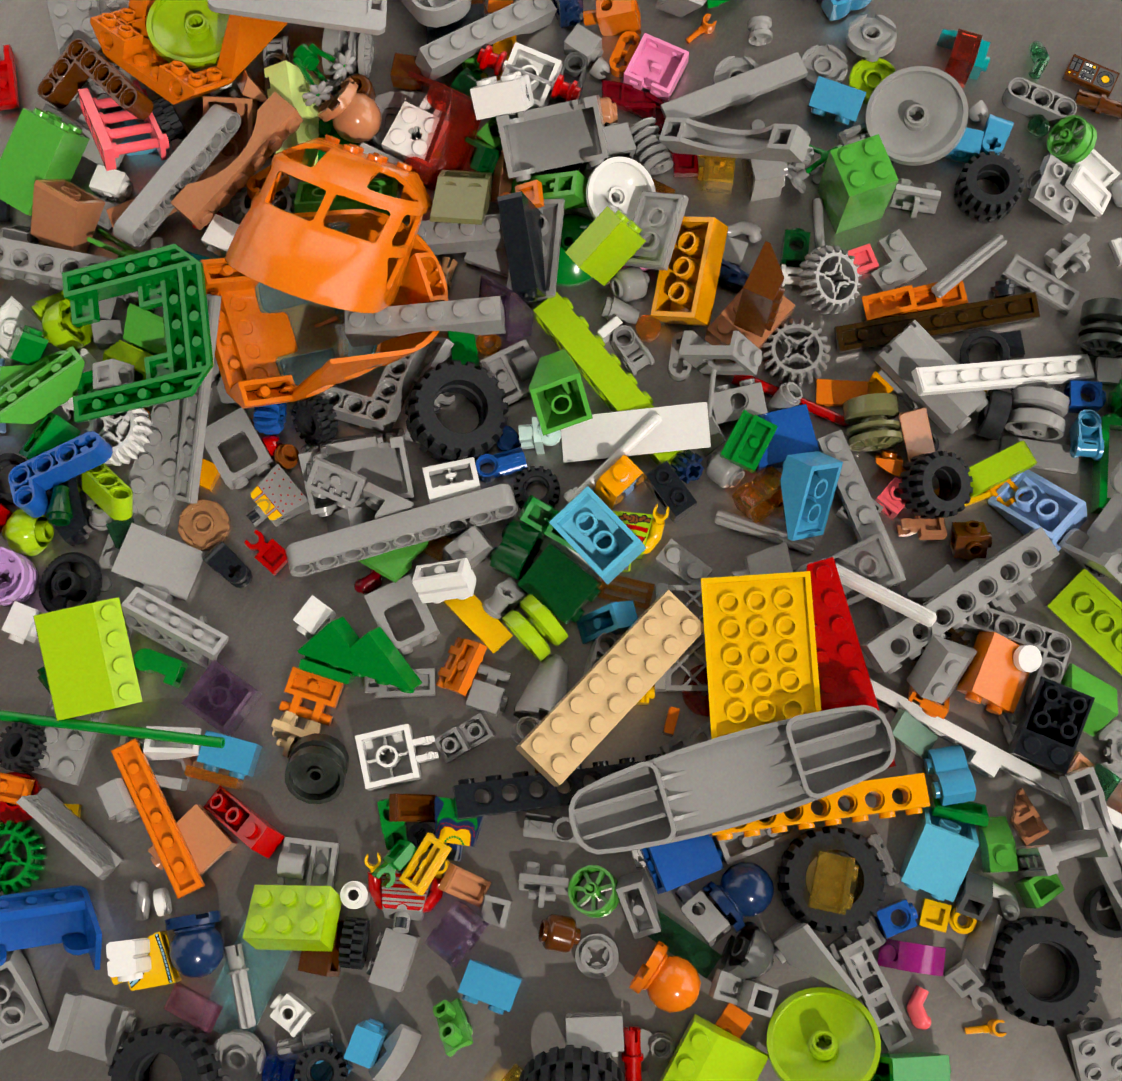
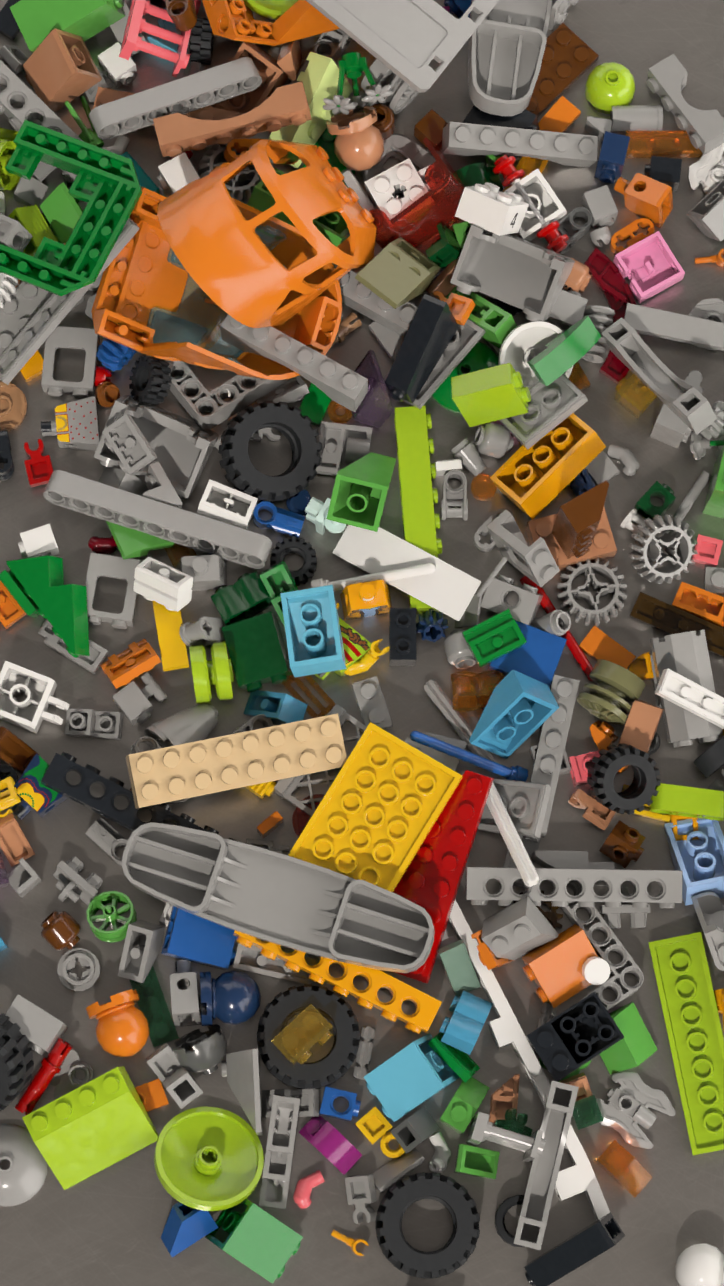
camera: 25 degrees right, 0 degrees up
(641, 172) = (564, 351): none -> slope
(838, 543) = (513, 773): none -> blue piece
(1051, 833) = (511, 1124): none -> clear green tile

